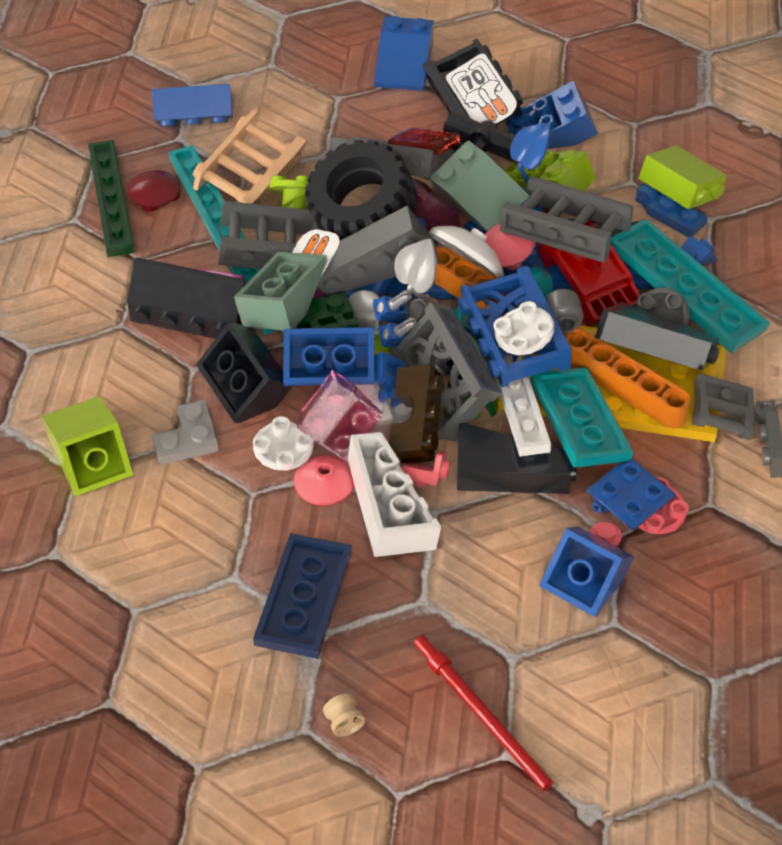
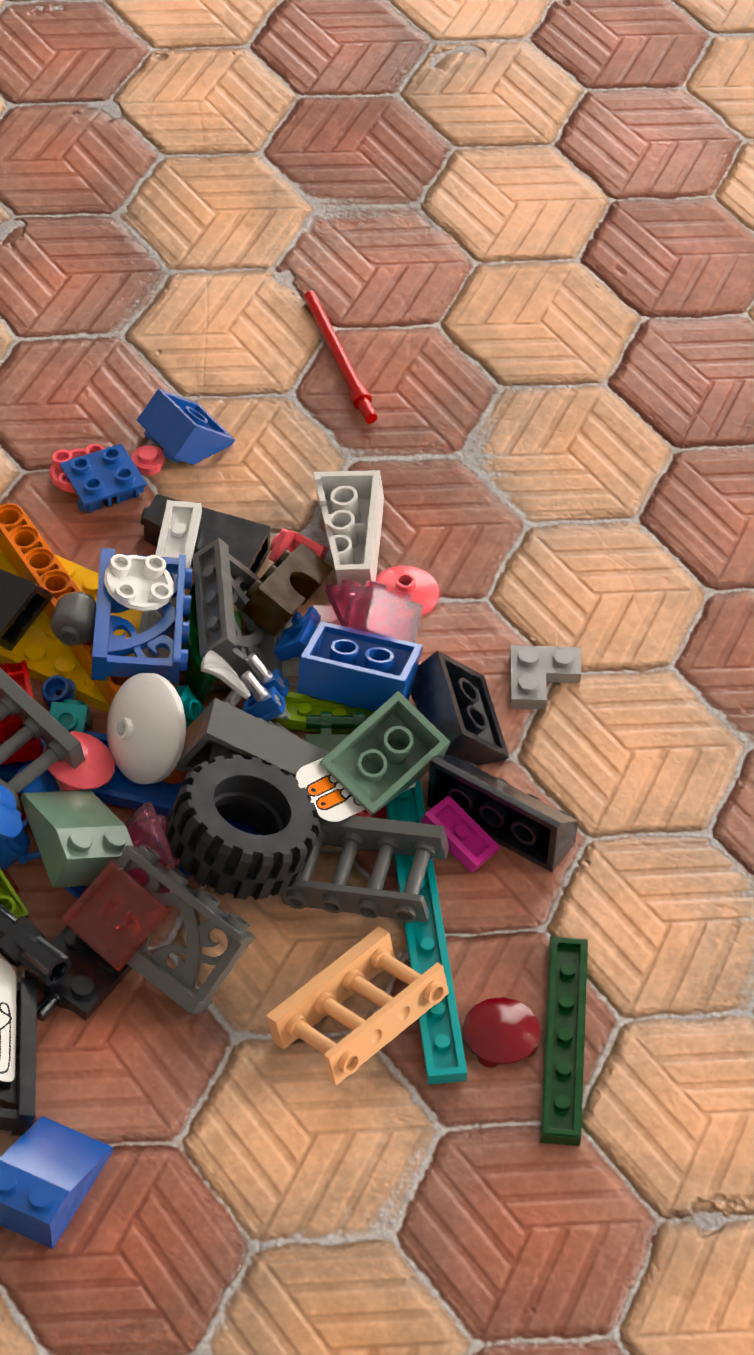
camera: 165 degrees left, 0 degrees up
(88, 445) = (658, 672): lime slope -> none
(192, 104) = (404, 1168): blue slope -> none
(282, 445) = (443, 627): white dish -> none
(291, 190) = (307, 939): lime plate -> none
(303, 596) = (466, 478): dark blue plate -> none
(344, 715) = (464, 372): tan wheel -> none
(581, 417) = (112, 518): teal plate -> none

